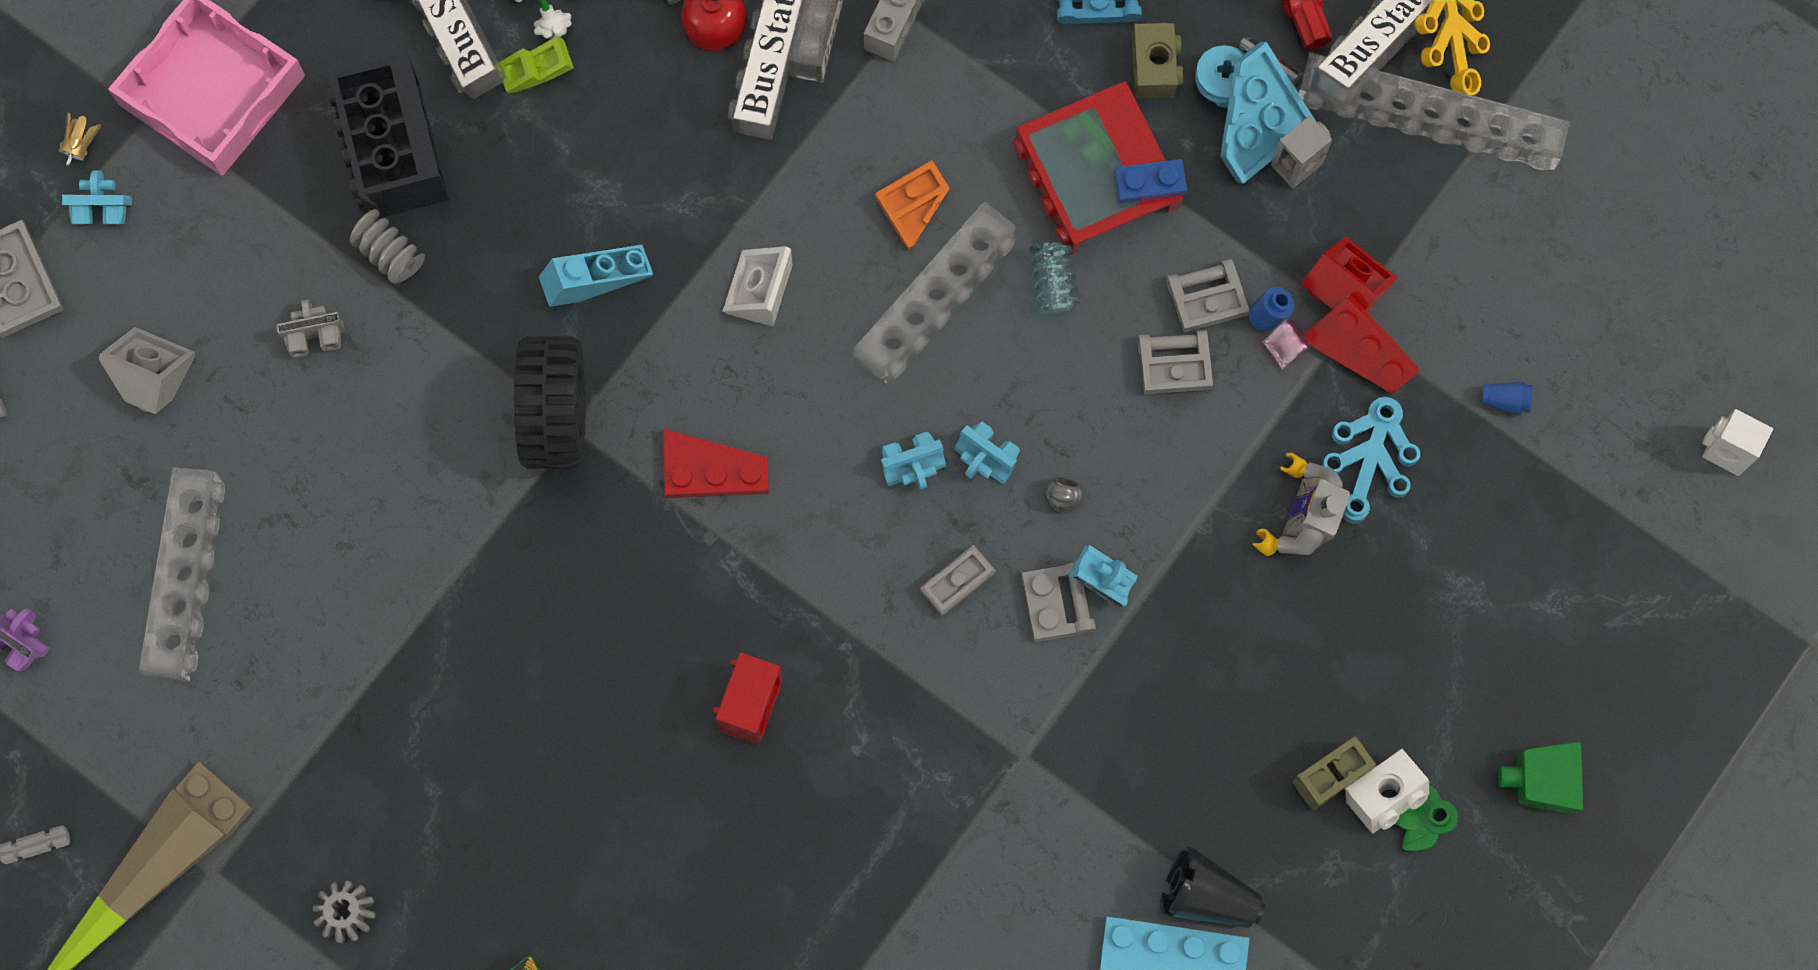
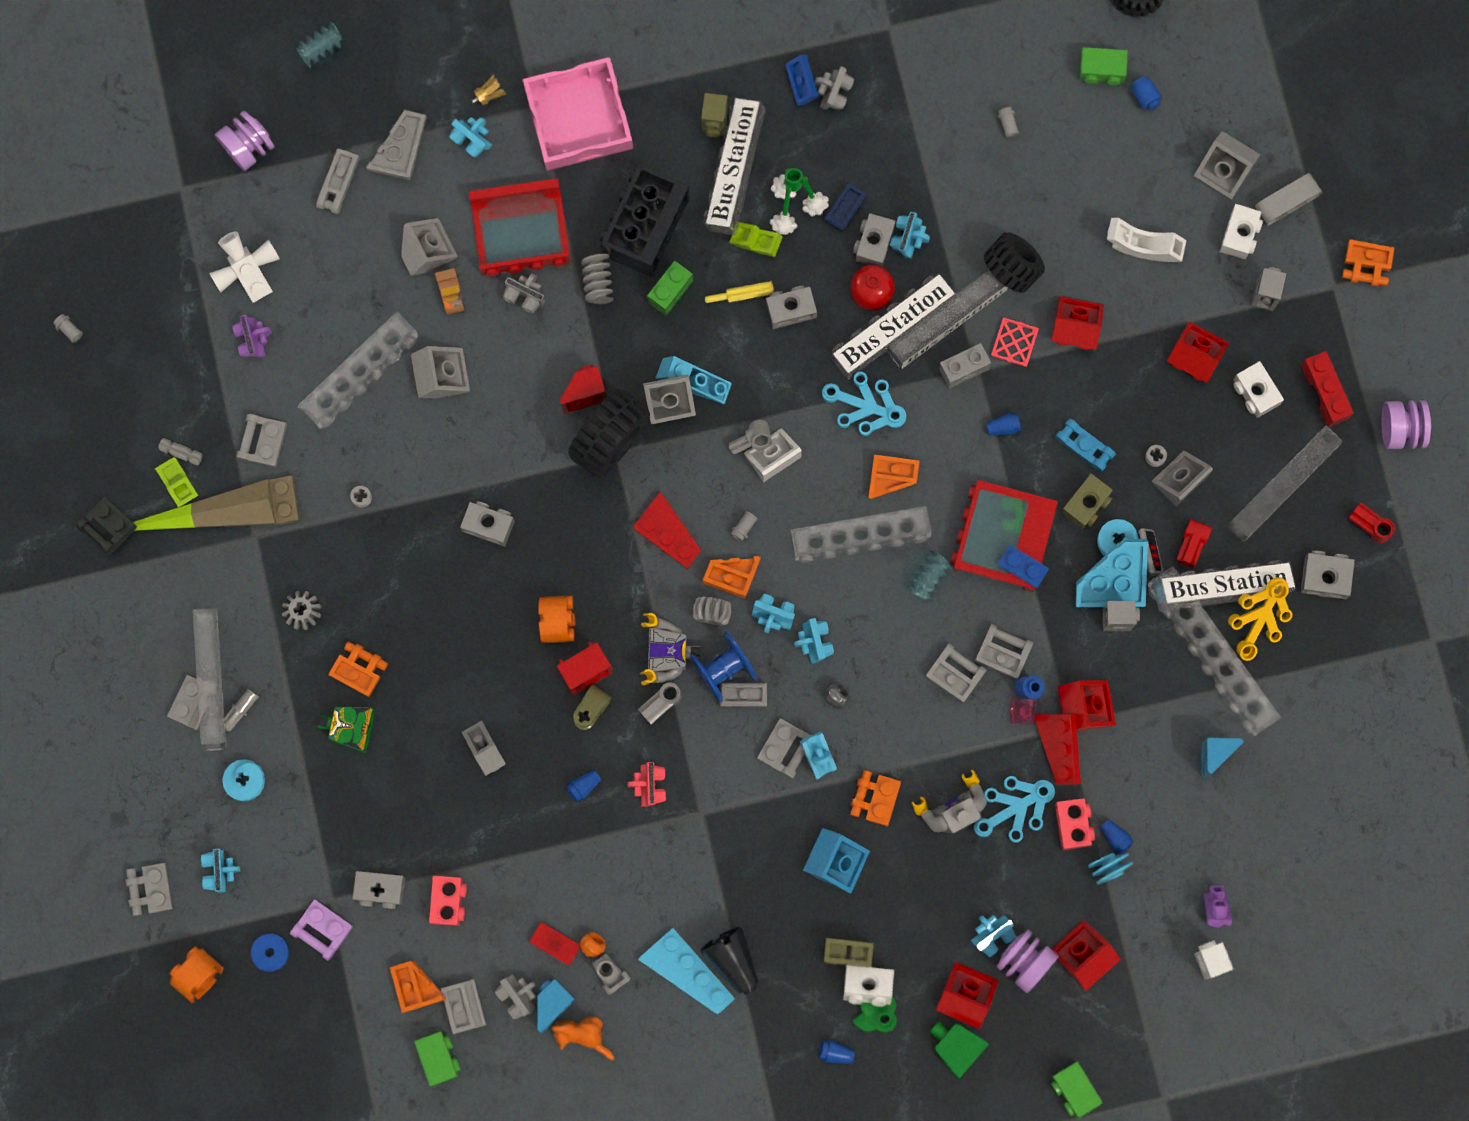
camera: 45 degrees right, 5 degrees up
(58, 884) = (176, 481): none -> lime slope
(138, 746) = (269, 441): none -> light grey plate
(218, 396) = (450, 291): none -> medium nougat leg
(242, 261) = (520, 227): none -> clear light blue panel
(283, 498) = (440, 372): none -> light grey slope
(295, 718) = (365, 501): none -> light grey bush
(475, 935) = (354, 675): none -> orange plate
(479, 380) = (583, 390): none -> red slope
(481, 192) = (670, 288): none -> bright green brick
(508, 631) = (497, 533): none -> light grey brick
(570, 134) = (743, 292): none -> light yellow axle
(587, 310) = (669, 399): none -> light grey slope
(638, 125) = (781, 316): none -> light grey brick
(666, 668) = (556, 619): none -> orange brick
(704, 892) = (483, 748): none -> light grey slope
(724, 277) = (756, 436): none -> light grey axle
(792, 736) = (594, 705): none -> olive piece
(794, 394) = (743, 527): none -> light grey pin
(819, 148) = (867, 406): none -> medium azure plant
(826, 601) = (666, 651): none -> torso
(827, 456) = (732, 575): none -> orange wing
(840, 513) = (712, 611): none -> light grey gear
(859, 841) = (583, 785): none -> blue cone
(869, 670) = (658, 704): none -> light grey piece
(910, 563) = (723, 666): none -> blue piece
(934, 776) = (645, 784): none -> coral hips
(992, 49) = (1004, 425): none -> blue cone
(1216, 569) = (882, 800): none -> orange plate
(1225, 680) = (836, 860): none -> dark azure slope
(1416, 902) = (835, 1053): none -> blue cone
(1445, 427) = (1067, 824): none -> coral brick
(1467, 616) = (990, 931): none -> medium azure hips
(1506, 709) = (967, 995): none -> red slope
(1536, 431) = (1110, 867): none -> medium azure piece
(1537, 216) = (1215, 752): none -> dark azure slope
(1546, 613) = (1027, 961): none -> lavender wheel
(1592, 554) = (1085, 955): none -> red slope
(1686, 382) = (1217, 907): none -> medium lavender hips
(1717, 714) = (1076, 1090): none -> bright green brick

